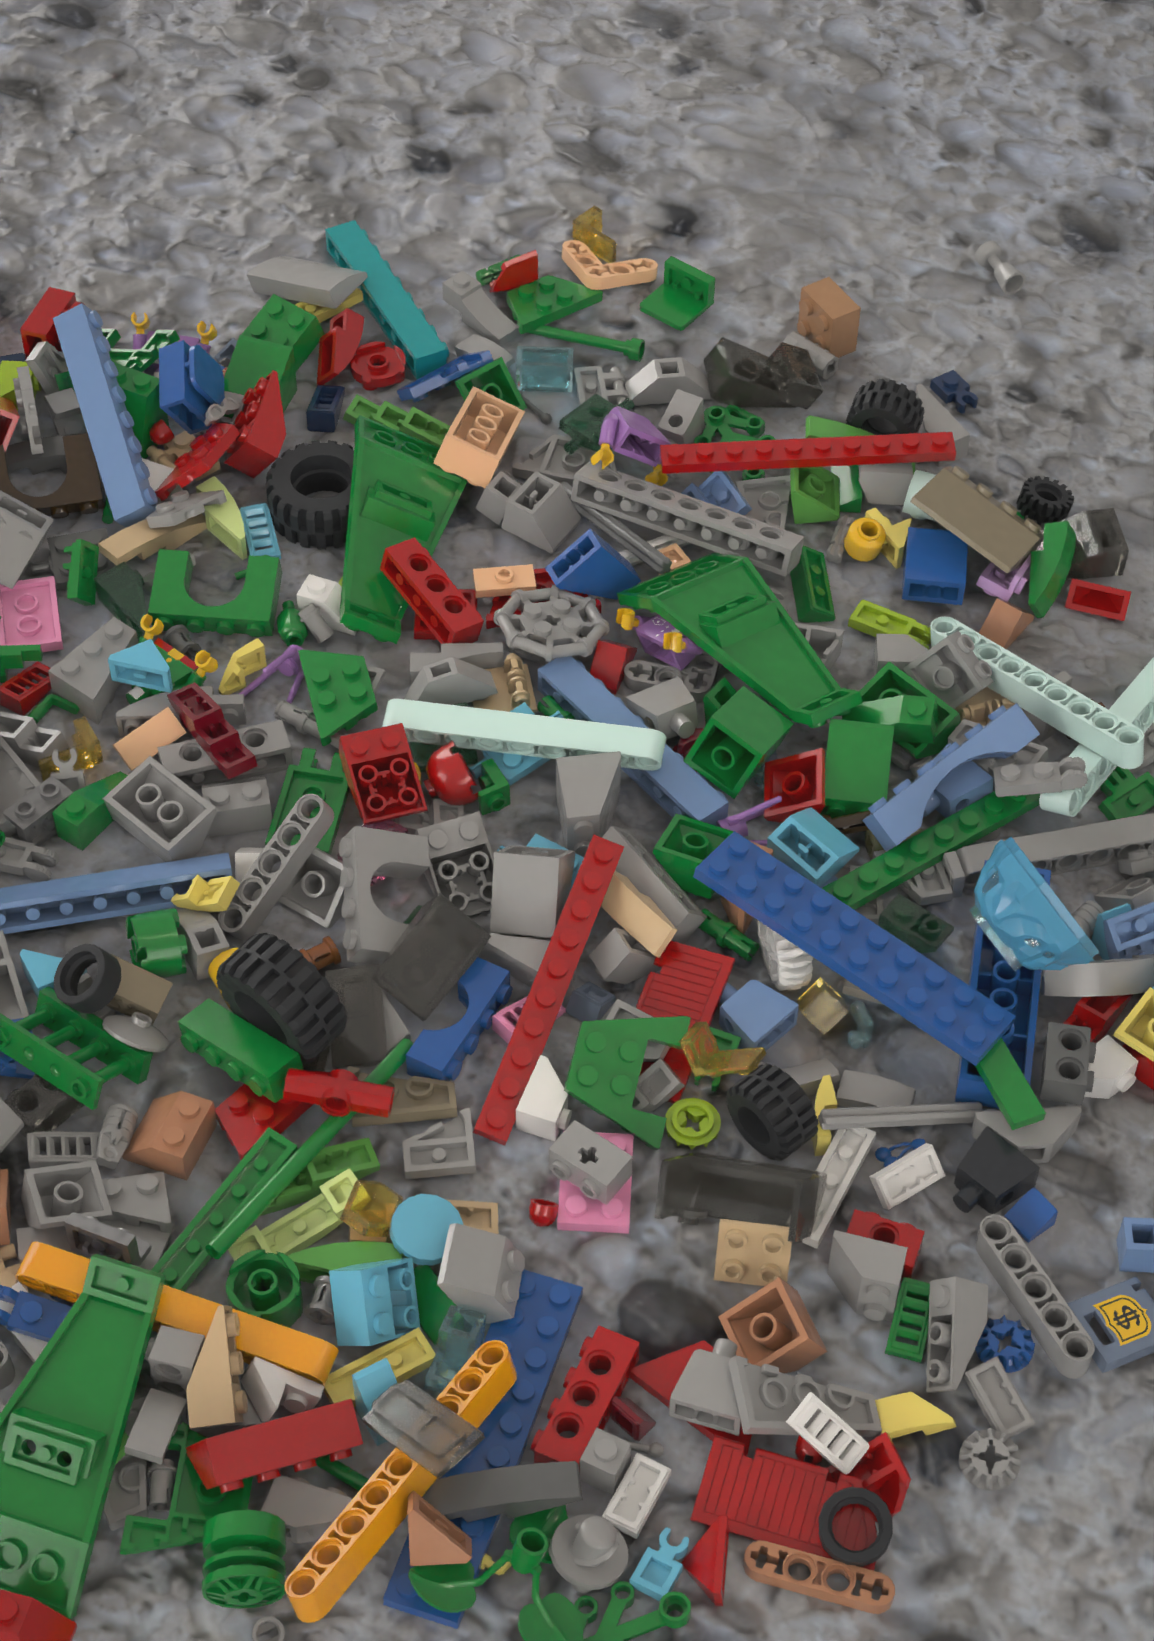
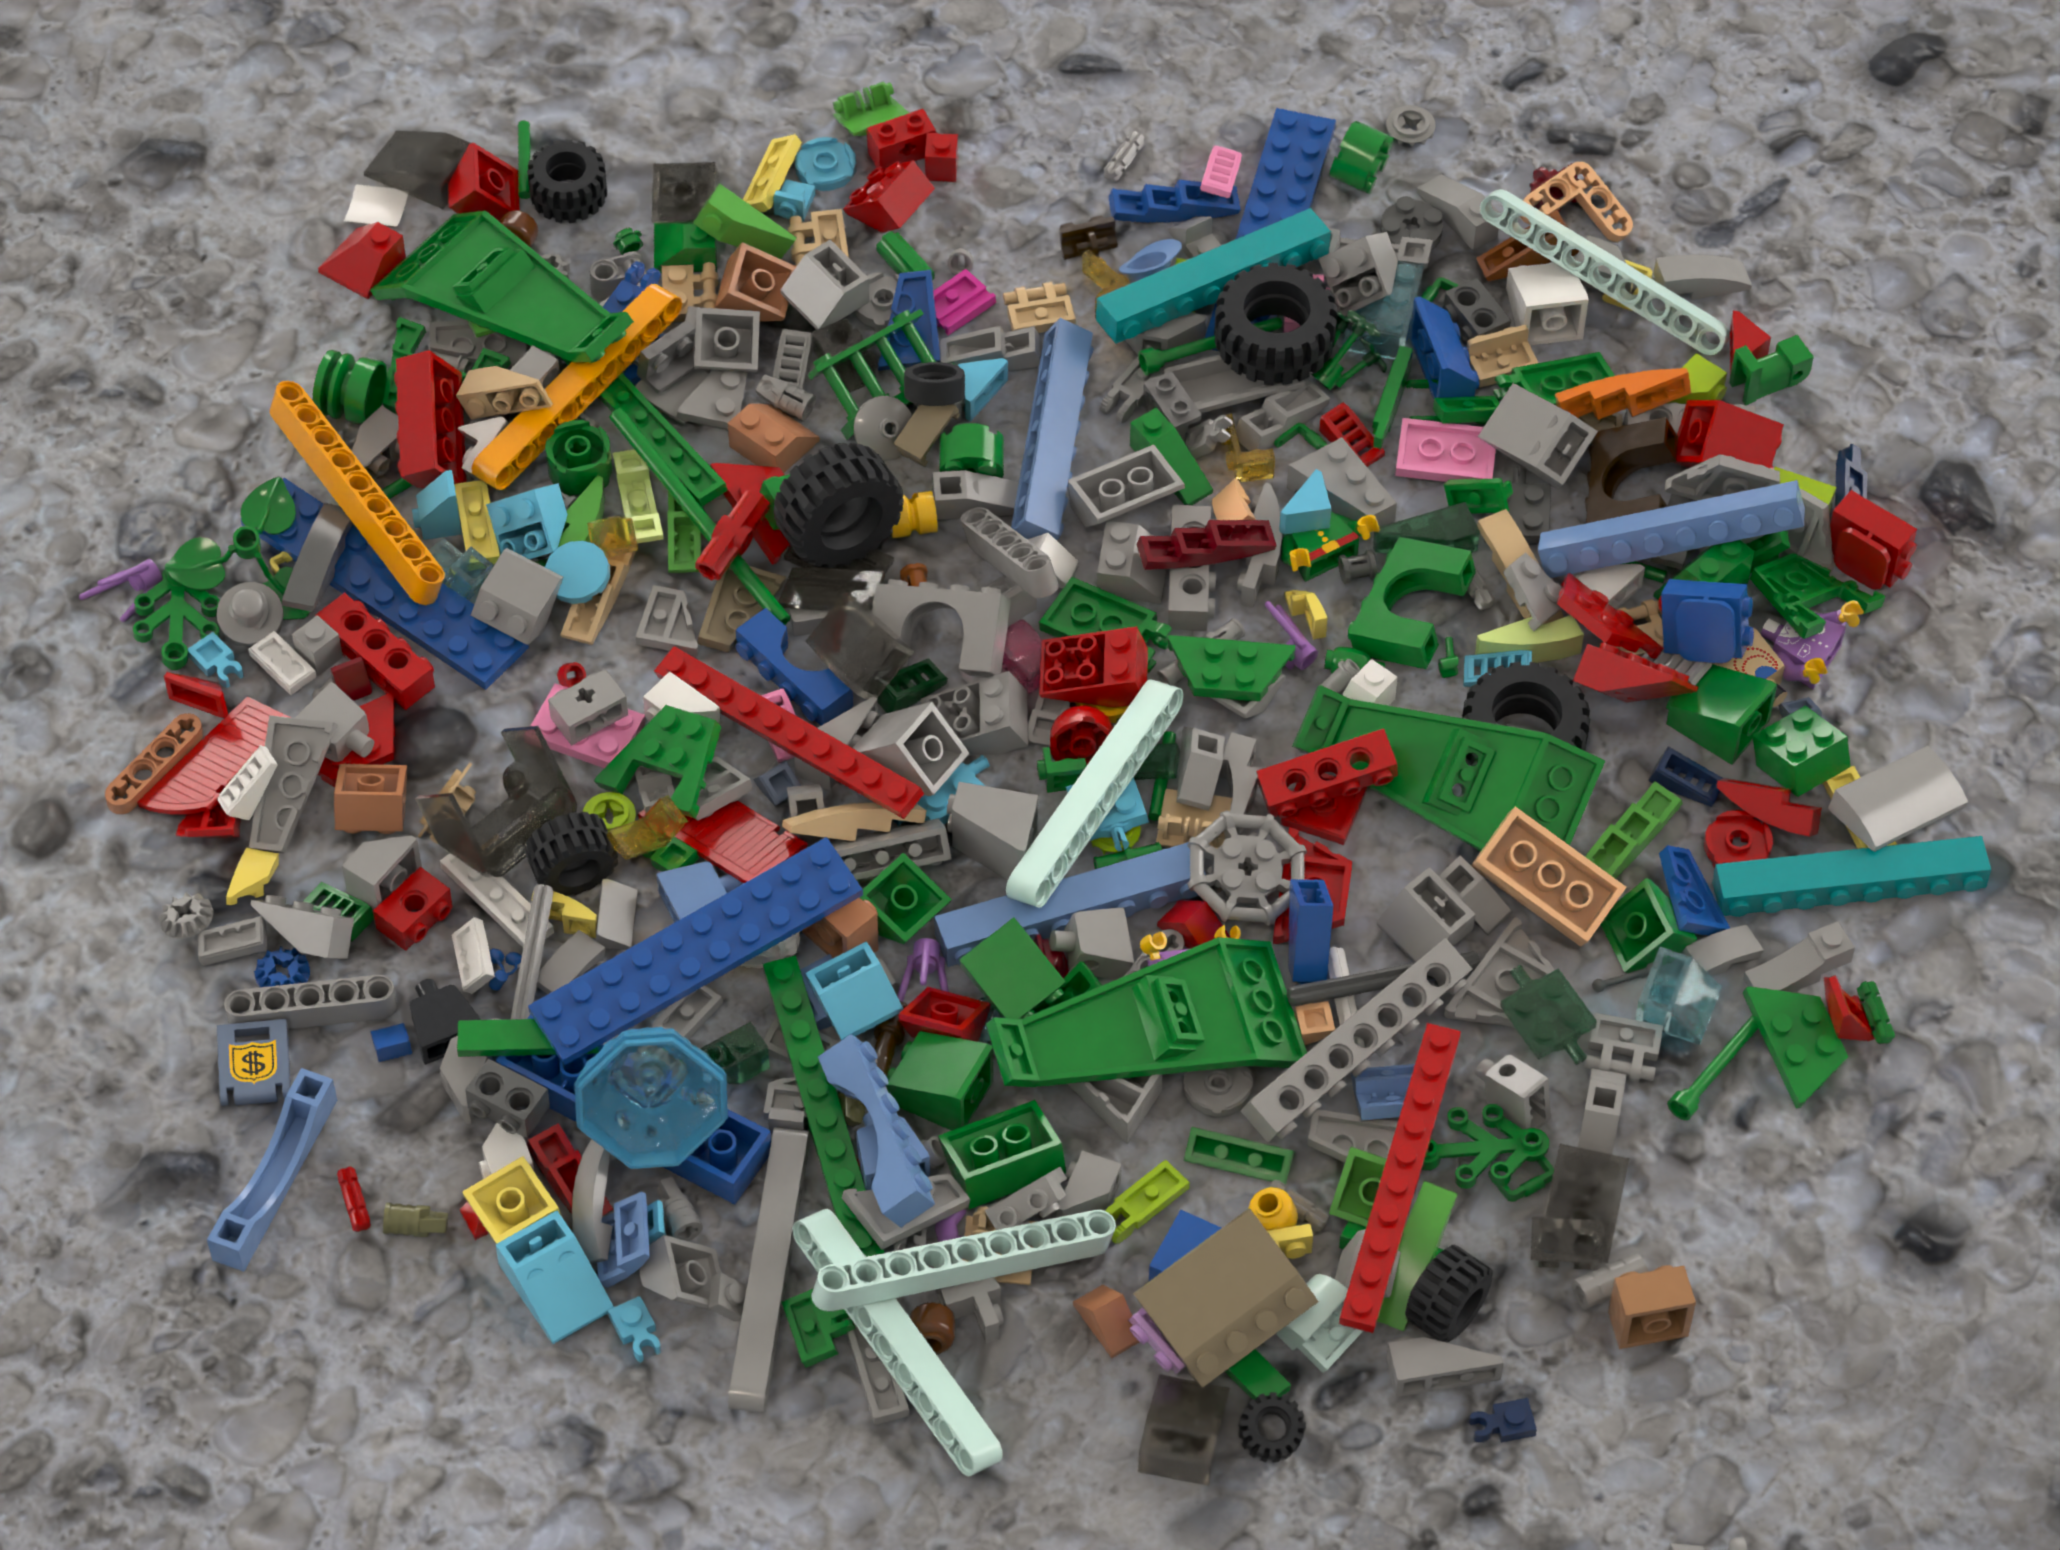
camera: 110 degrees right, 5 degrees up
(155, 1426) = (481, 347): light grey slope -> none
(208, 896) = (1005, 502): light yellow slope -> none
(216, 412) = (1670, 654): light grey piece -> none
(422, 1427) = (382, 502): clear smoke piece -> none
(433, 1536) = (301, 501): nougat slope -> none
(503, 580) = (1334, 852): light nougat plate -> none
(588, 230) = (1920, 1113): clear yellow bracket -> none
(606, 276) = (1839, 1106): light nougat beam -> none
(633, 437) = (1490, 1014): medium lavender torso -> none
(682, 296) = (1758, 1175): green bracket -> none
(876, 1505) = (177, 802): black tyre -> none
(912, 716) = (978, 1118): green slope -> none
(1039, 777) = (840, 1199): light grey hinge -> none
(1050, 566) = (1153, 1371): green slope -> none
(1098, 599) = (1112, 1426): red slope -> none

